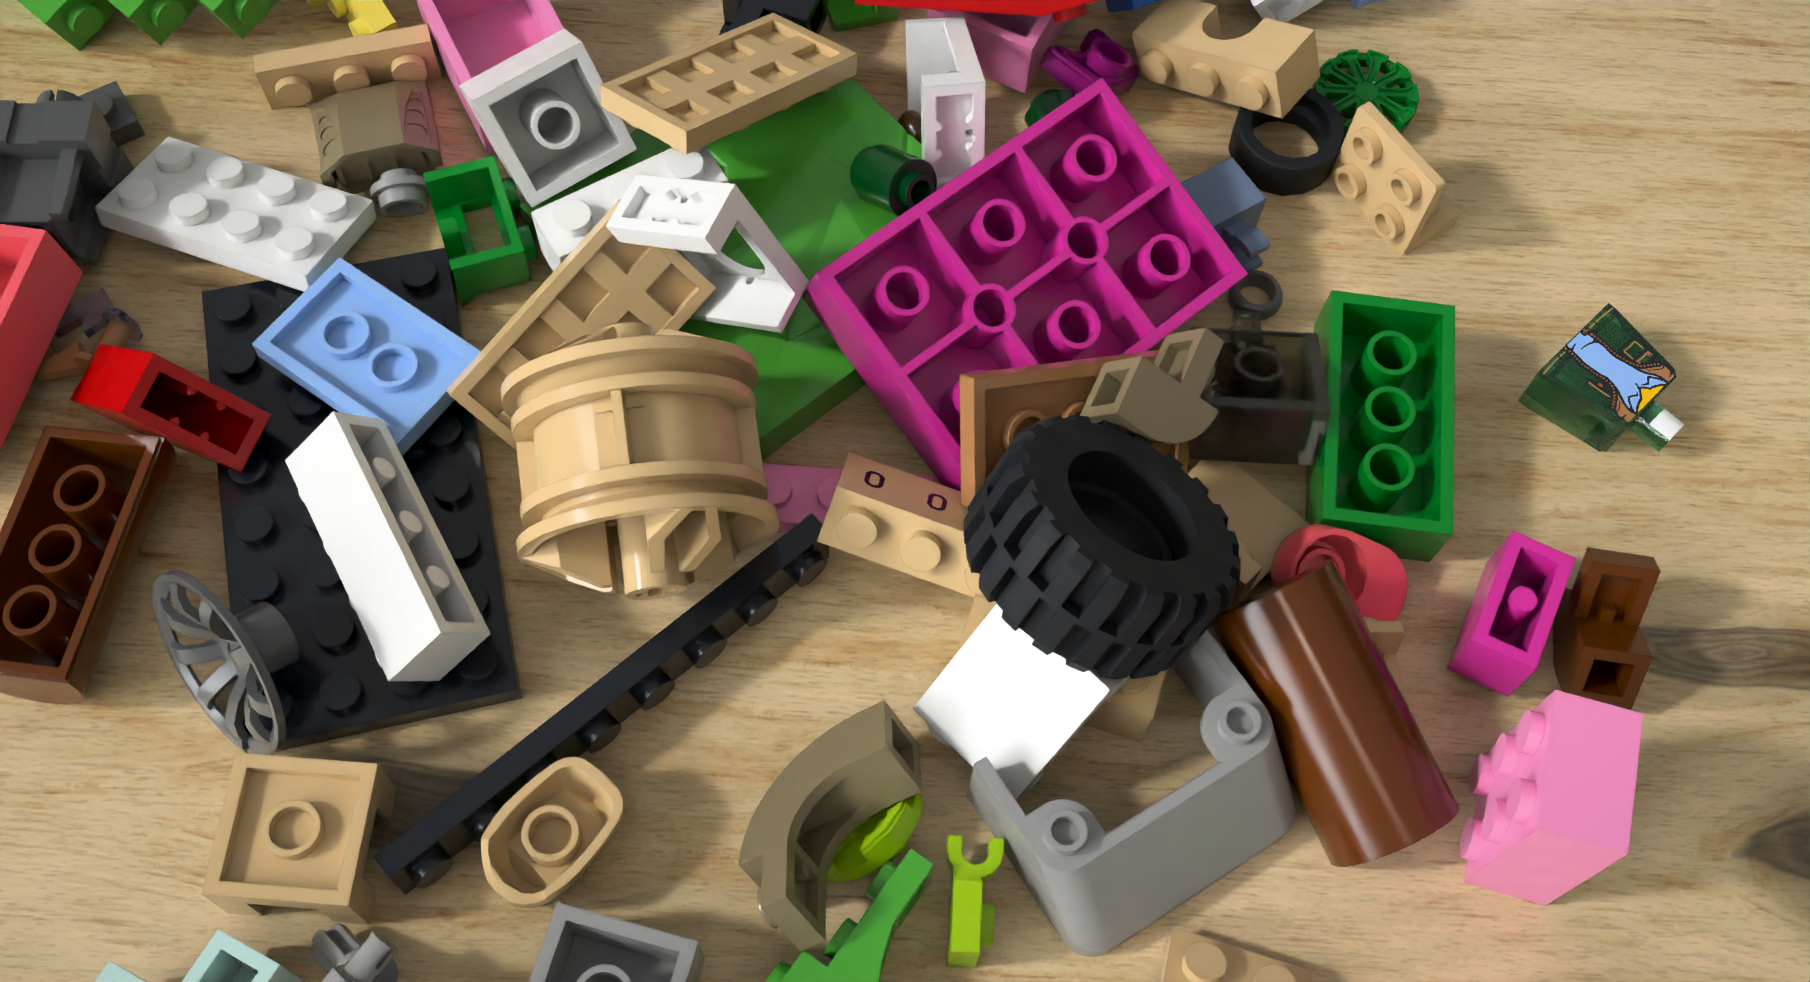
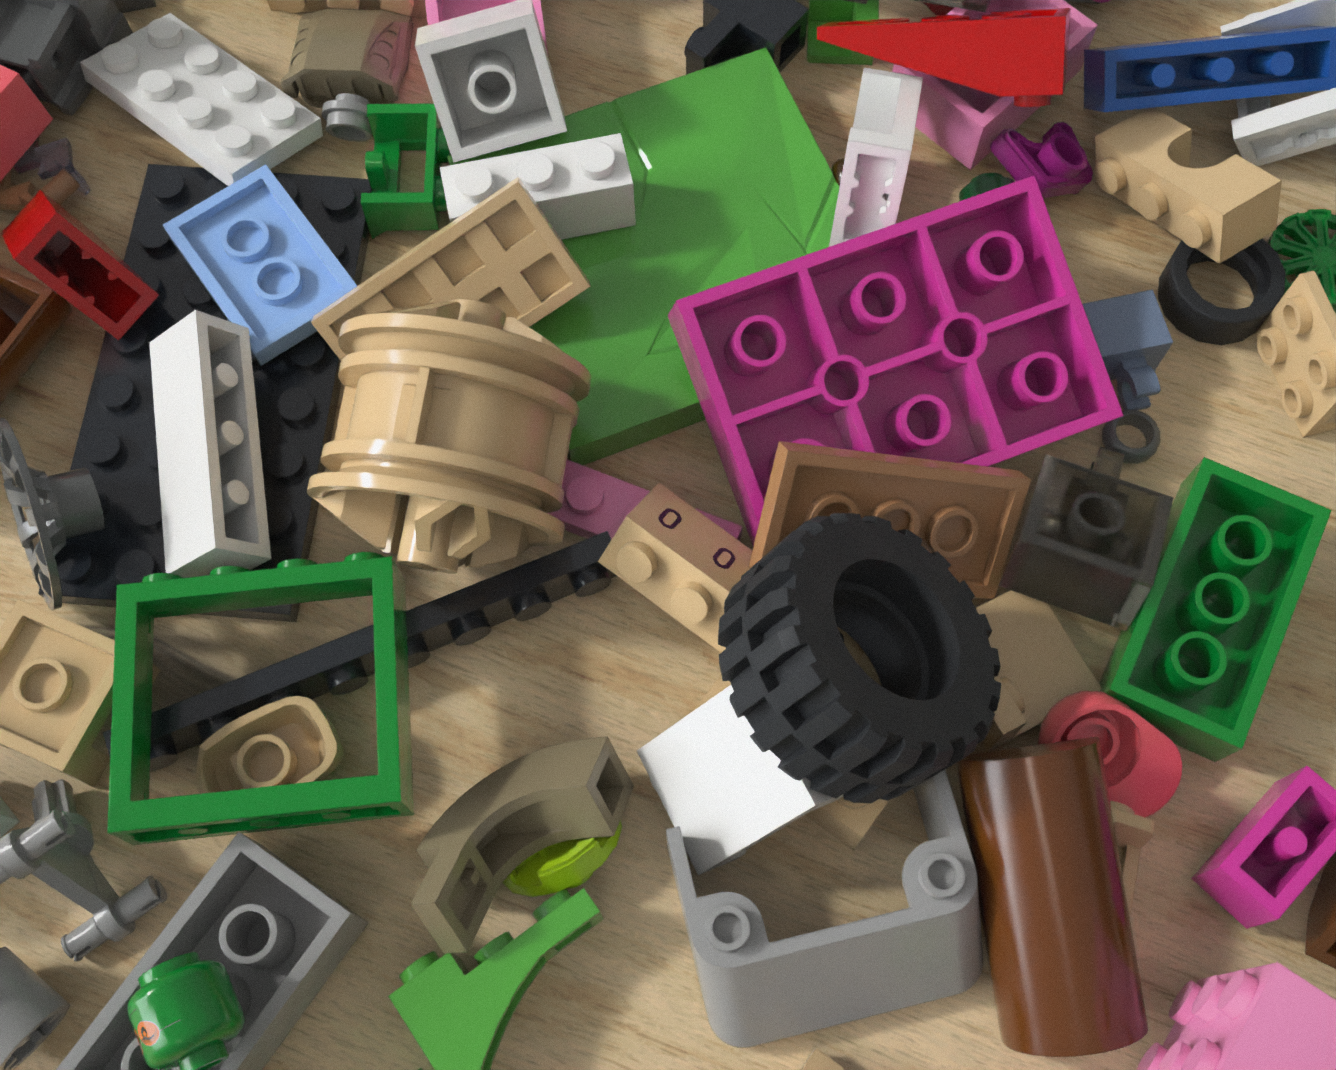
camera: 25 degrees right, 5 degrees up
(575, 869) = (269, 808): none -> green window
(696, 222) = (571, 218): white panel -> none
(728, 82) = (670, 87): tan plate -> none
(892, 178) = (797, 222): dark green brick -> none
(970, 919) = (620, 972): lime plate -> none
(1162, 396) = (974, 525): dark tan brick -> none

